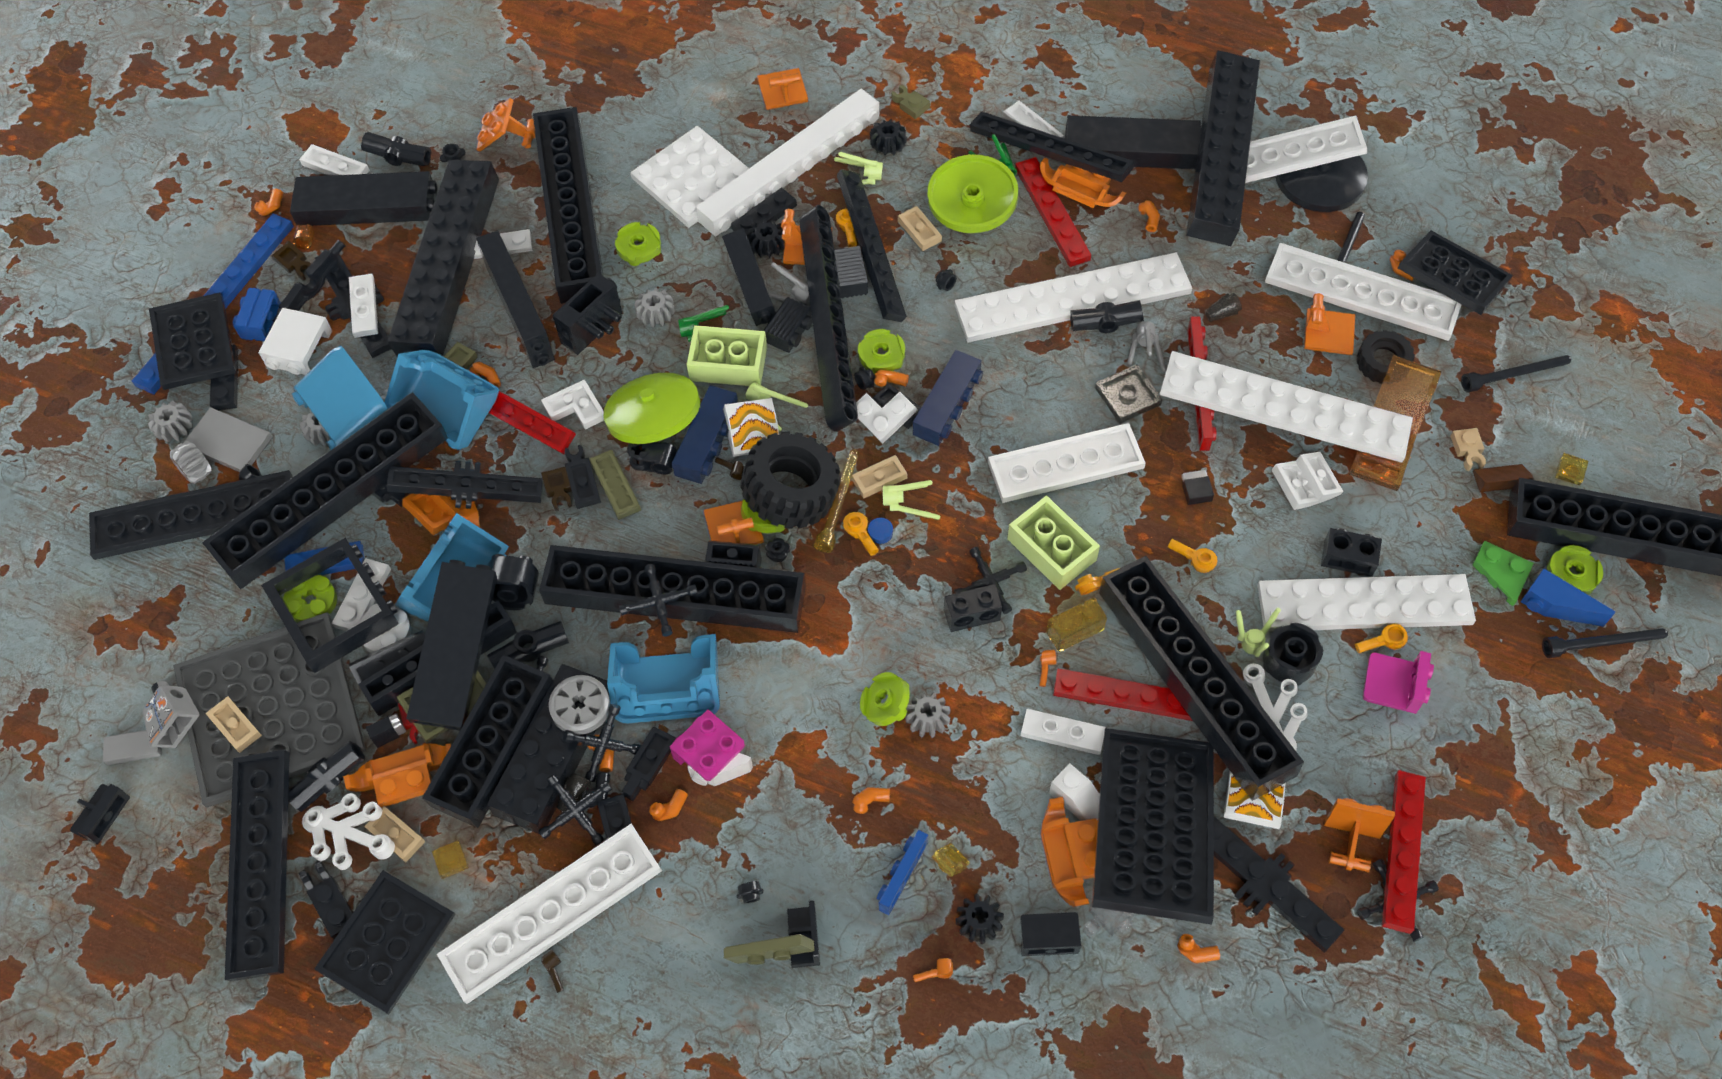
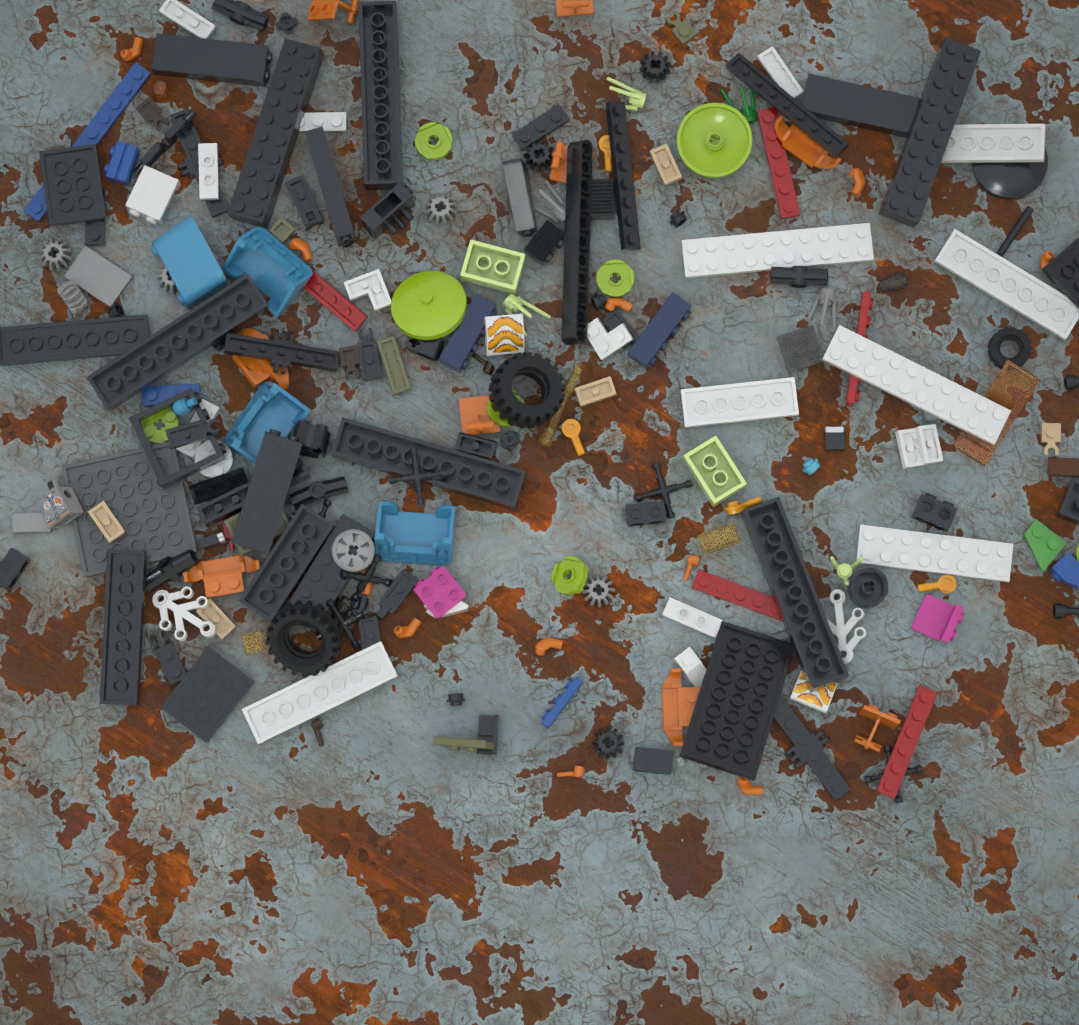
camera: 10 degrees right, 20 degrees up
(334, 557) = (184, 405): none -> dark azure cylinder
(345, 588) = (190, 433): none -> black plate
(485, 324) = (304, 202): none -> black plate
(494, 857) = (295, 658): none -> black tyre
(687, 324) = (468, 229): green plant -> none
(688, 173) = (486, 78): white plate -> none
(788, 162) = (568, 79): white brick -> none
(880, 530) = (589, 436): blue tile -> none
(895, 494) = (605, 407): yellowish green plant -> none
(950, 860) = (595, 699): clear yellow plate -> none
(1175, 520) = (810, 466): none -> medium azure plate
(1203, 559) = (823, 500): light orange plate -> none
(1328, 329) = (972, 317): orange plate -> none

